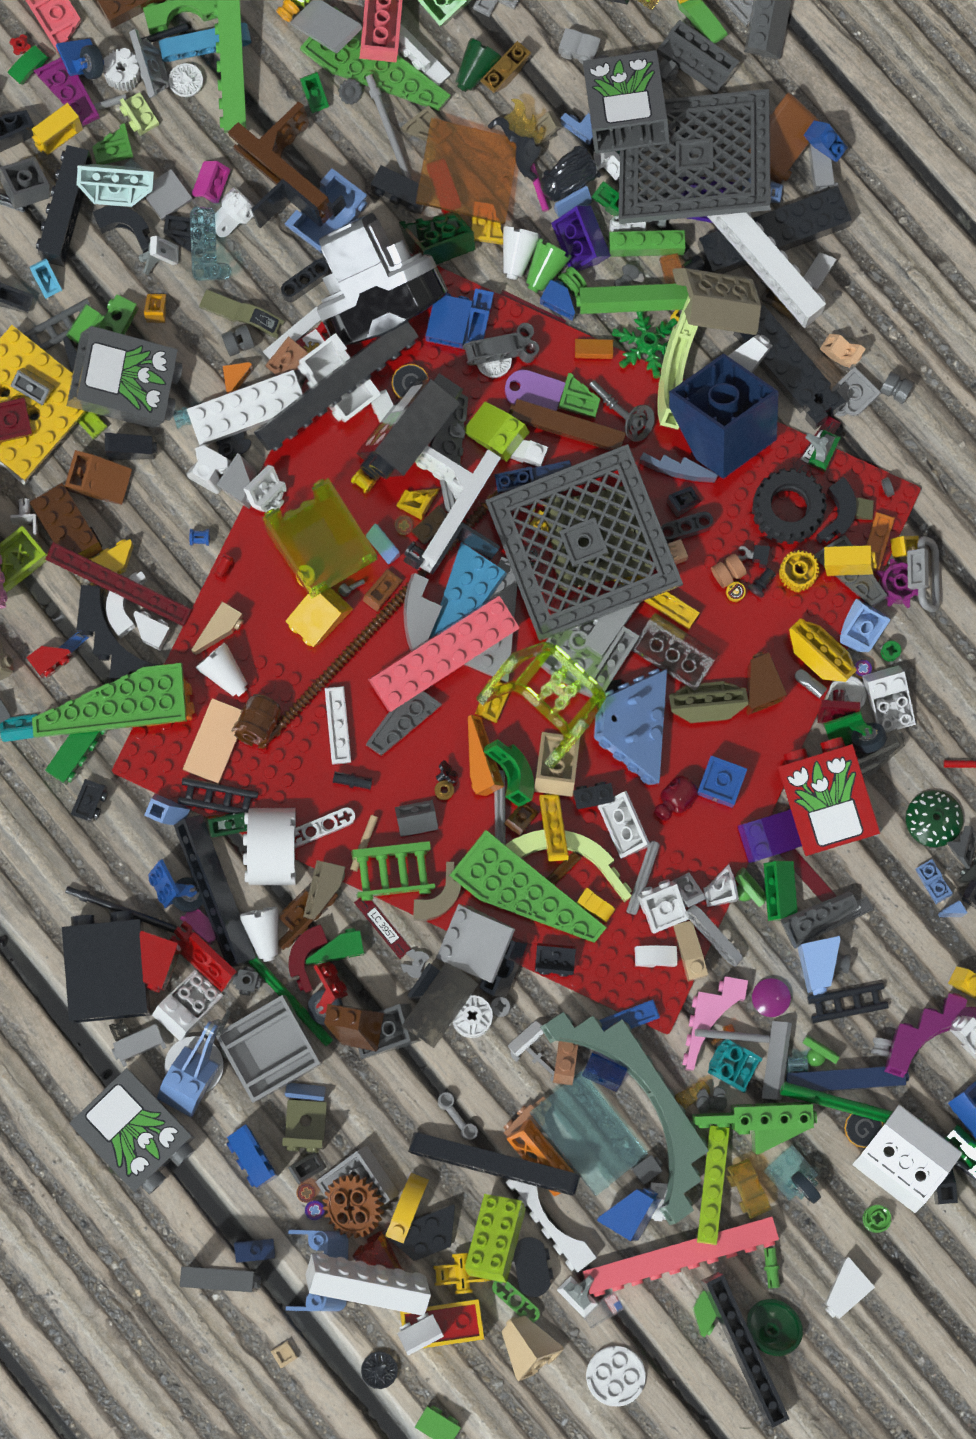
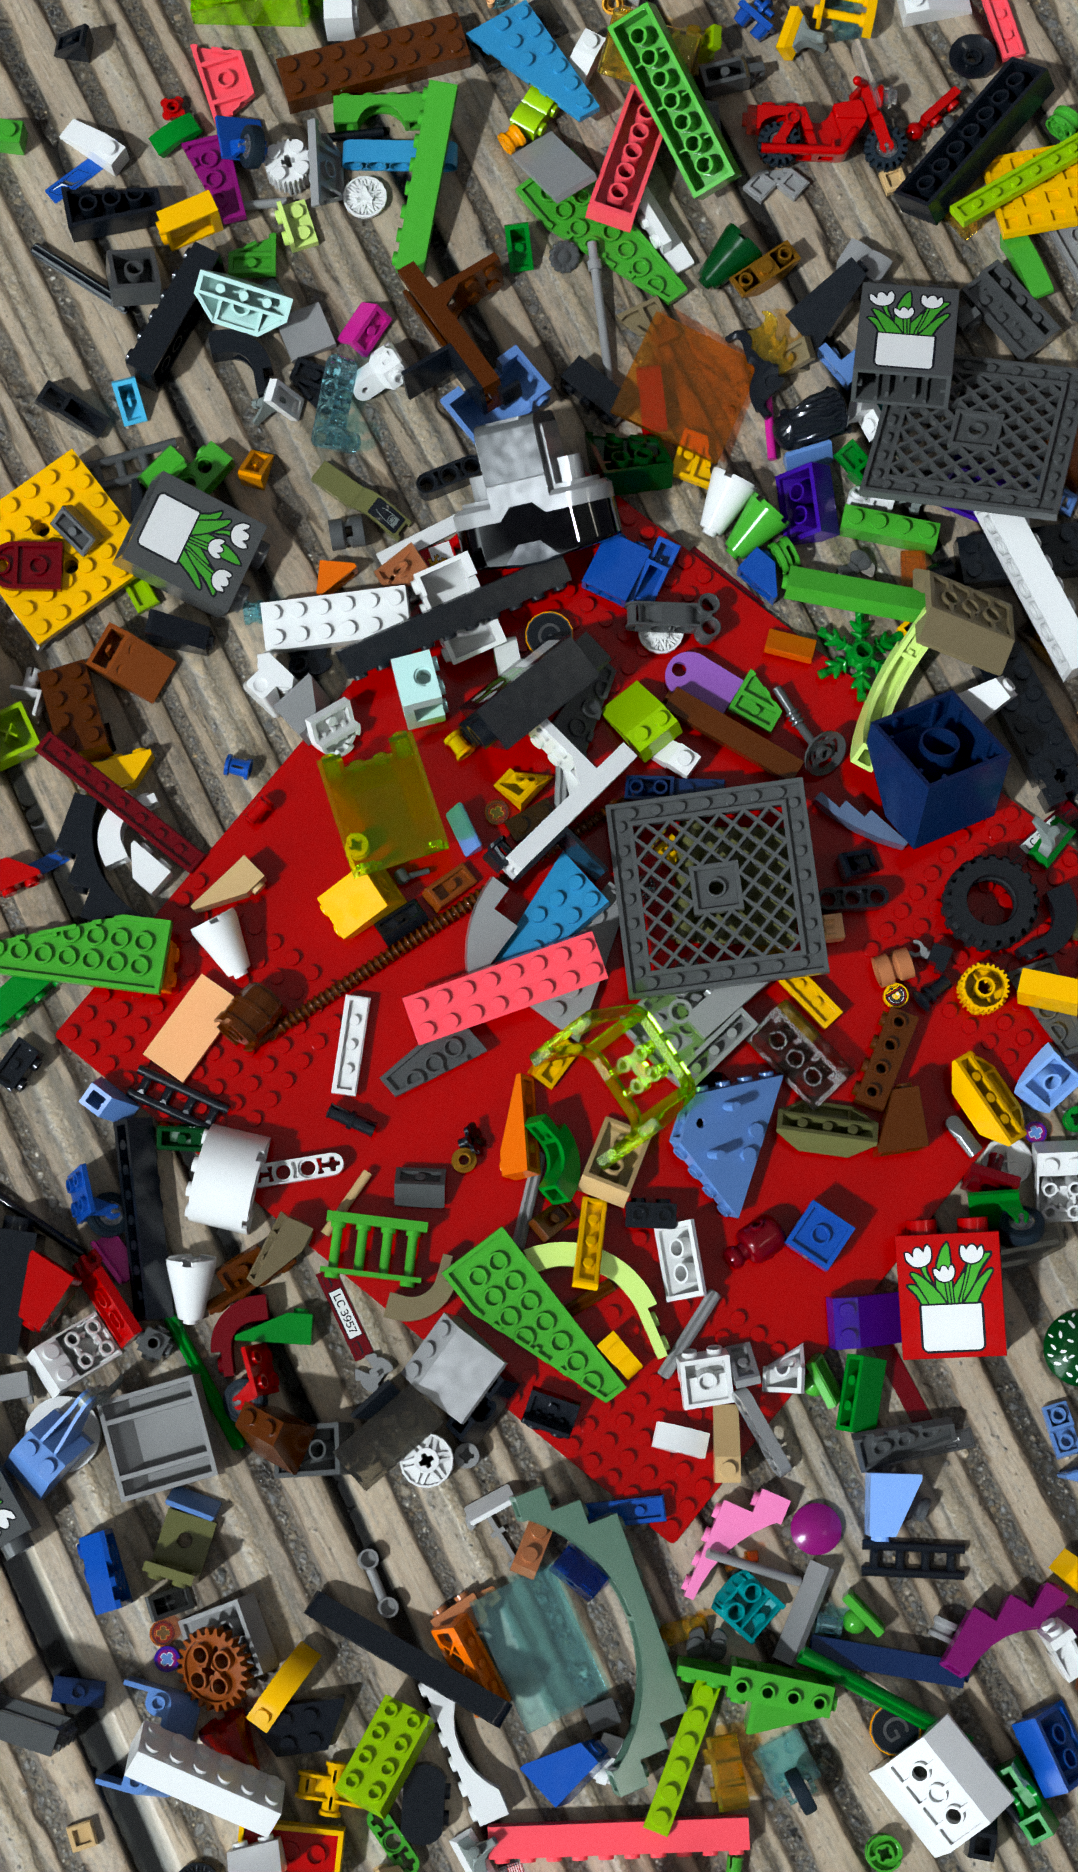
camera: 20 degrees right, 0 degrees up
(325, 446) = (420, 689): none -> light aqua plate
(352, 625) = (401, 922): none -> black slope
(560, 82) = (829, 303): none -> black slope
(739, 640) = (885, 1059): none -> reddish brown brick

